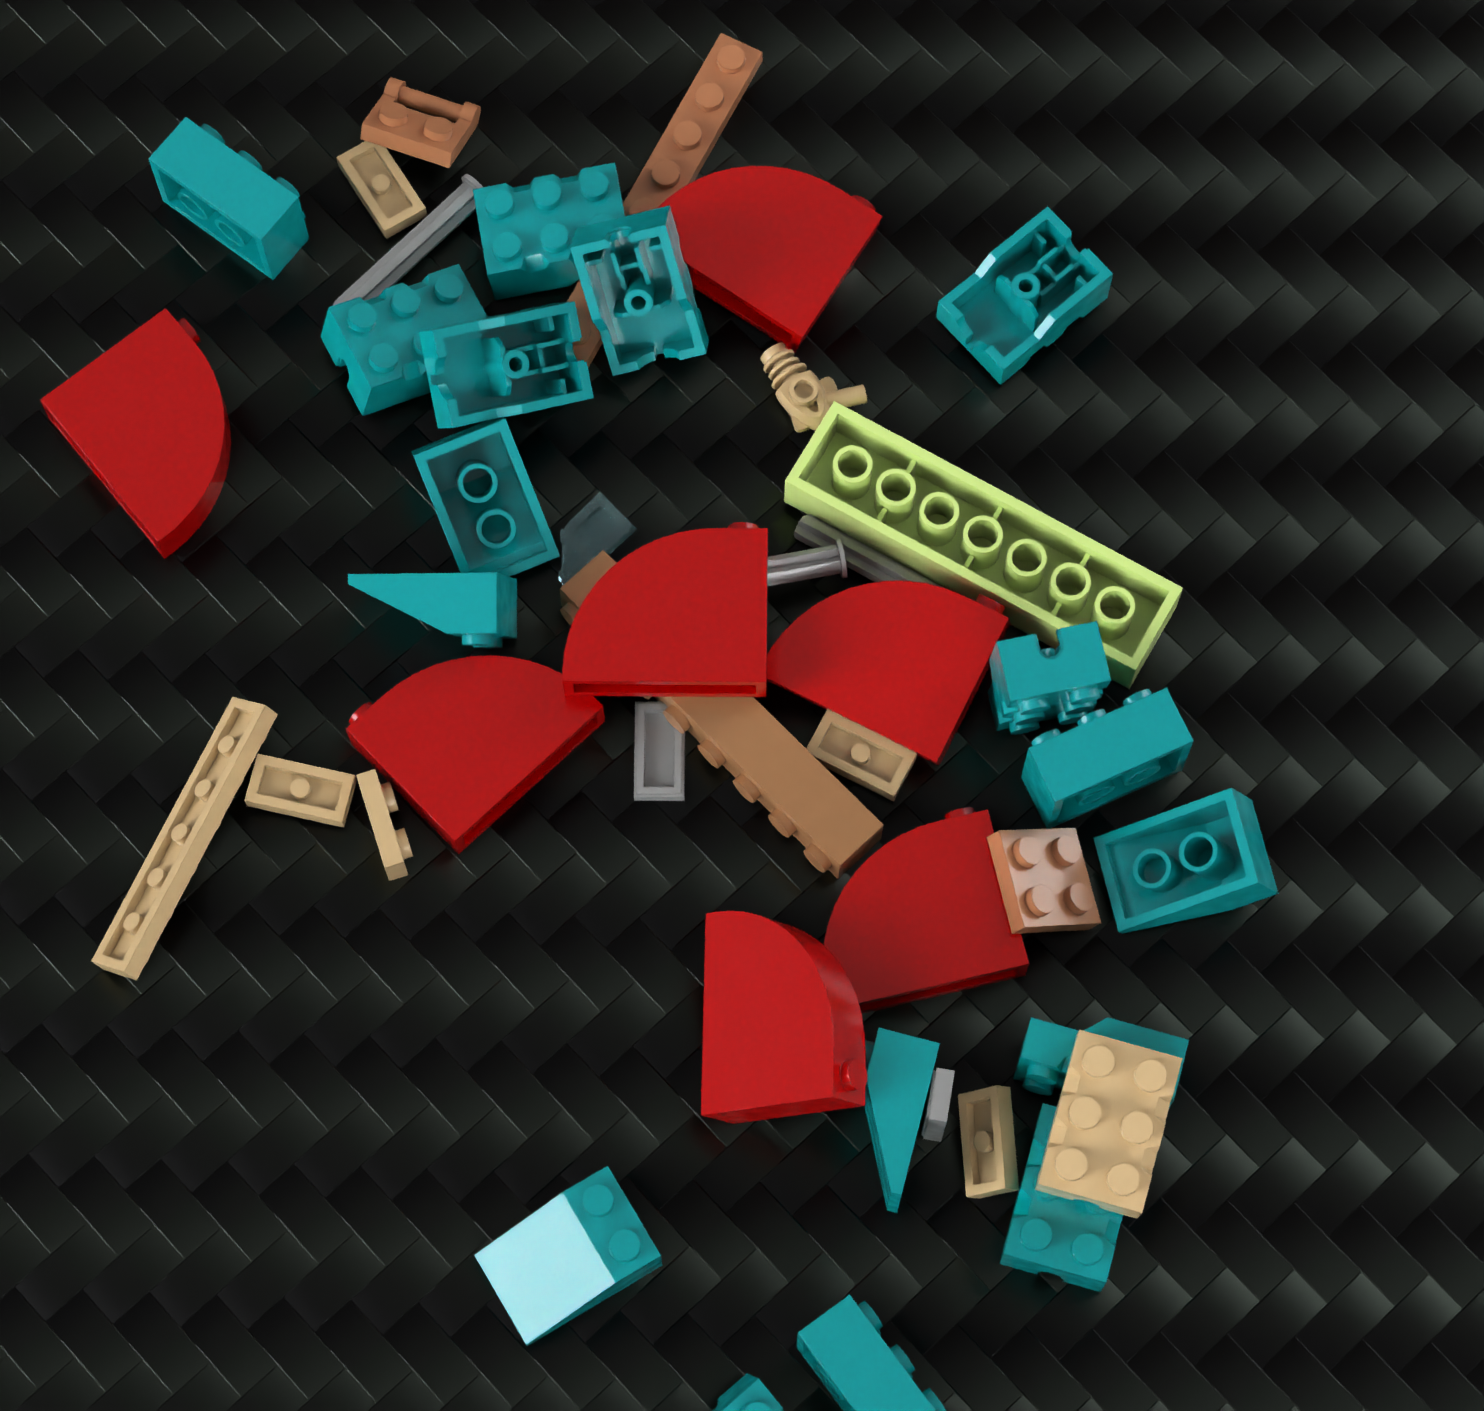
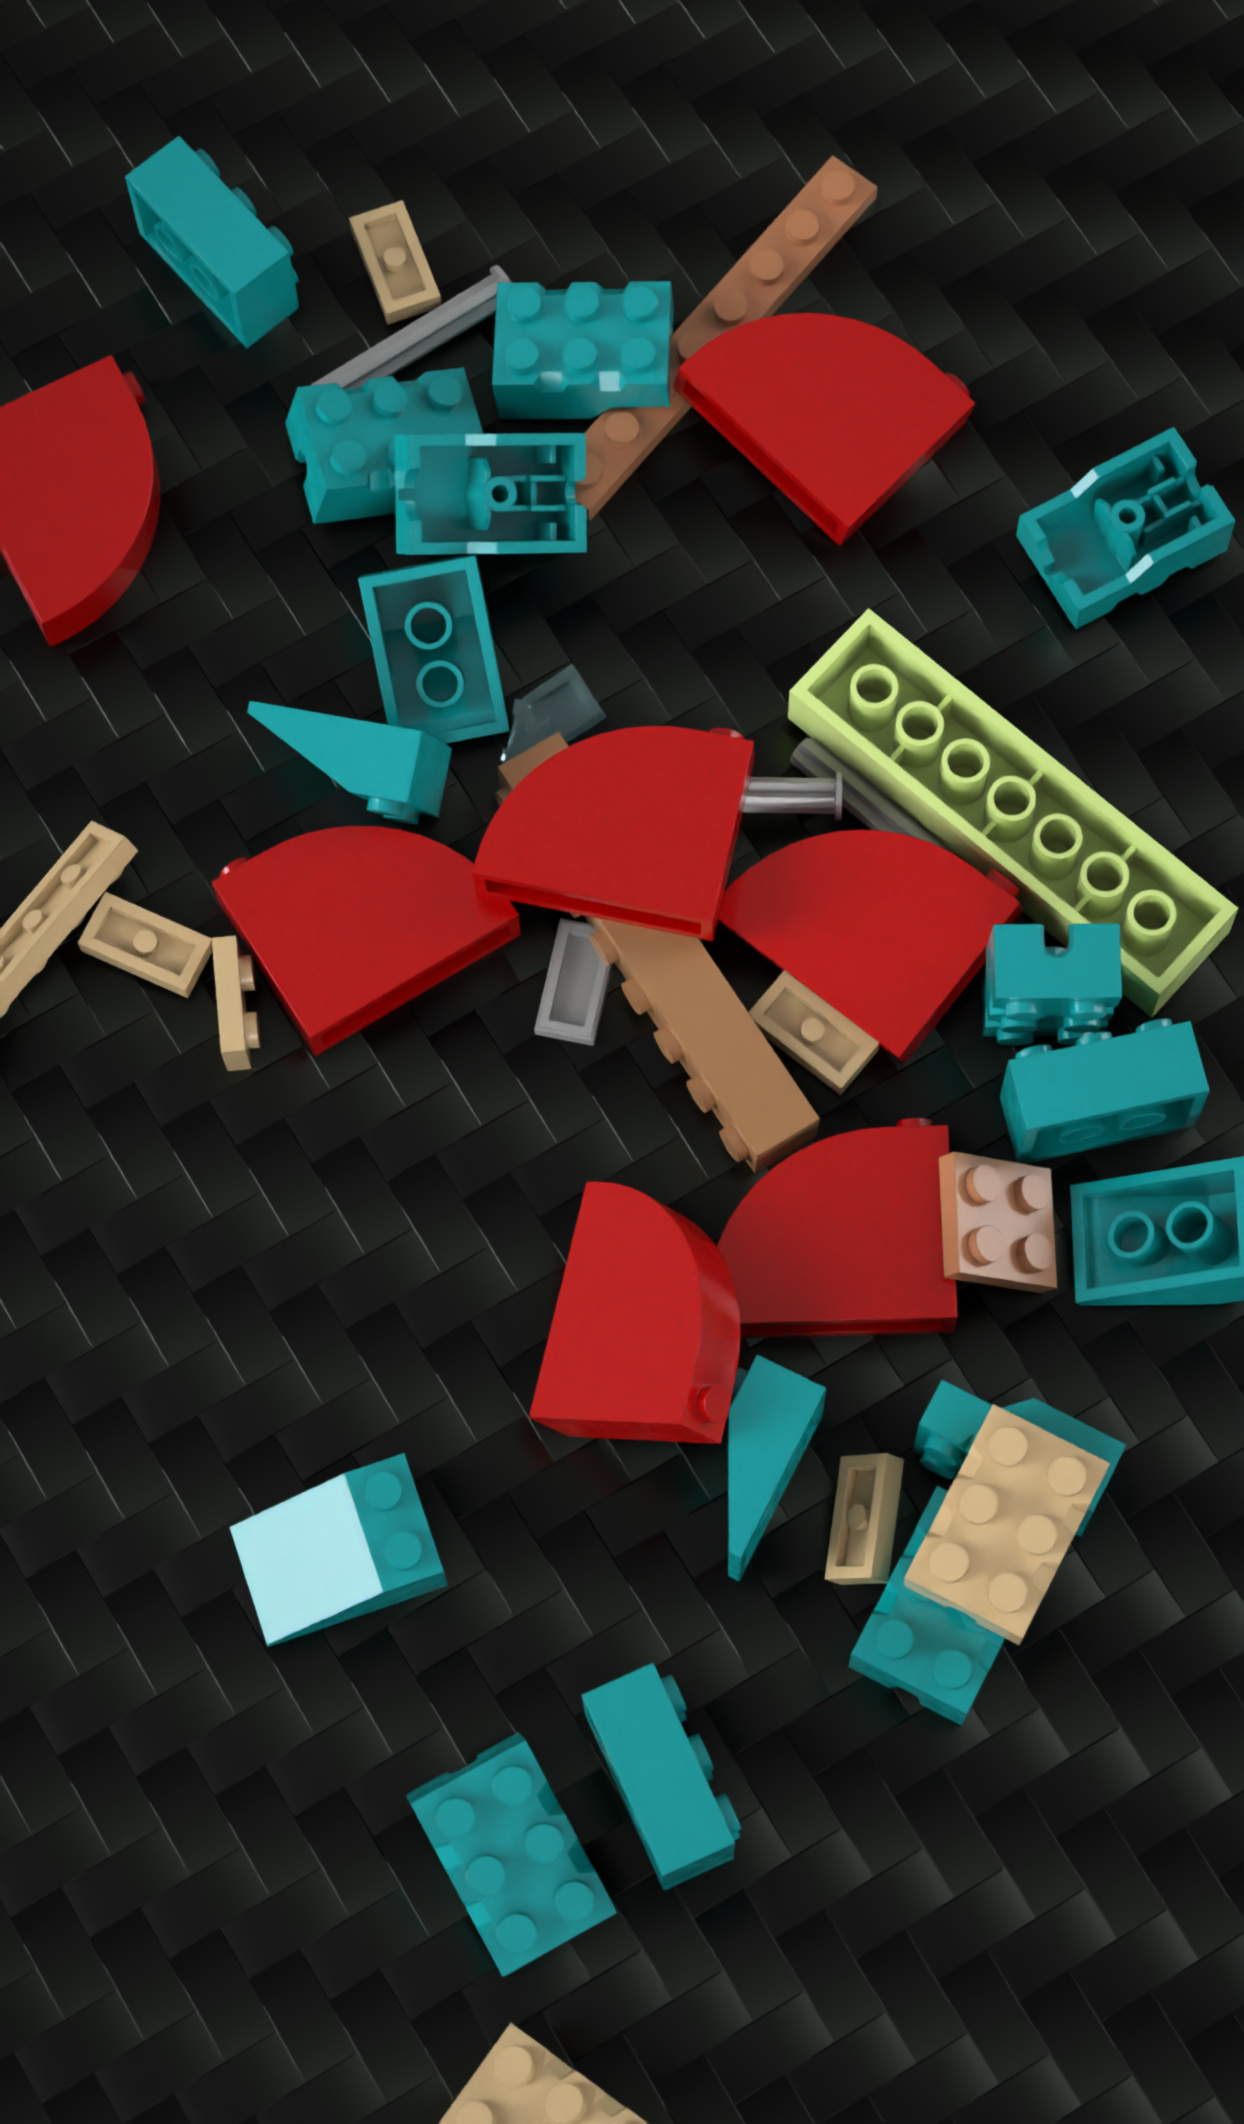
camera: 15 degrees right, 0 degrees up
(417, 133) = (451, 208): nougat plate -> none
(639, 289) = (665, 434): teal piece -> none
(802, 392) = (836, 591): tan piece -> none
(937, 1104) = (811, 1461): light grey tile -> none

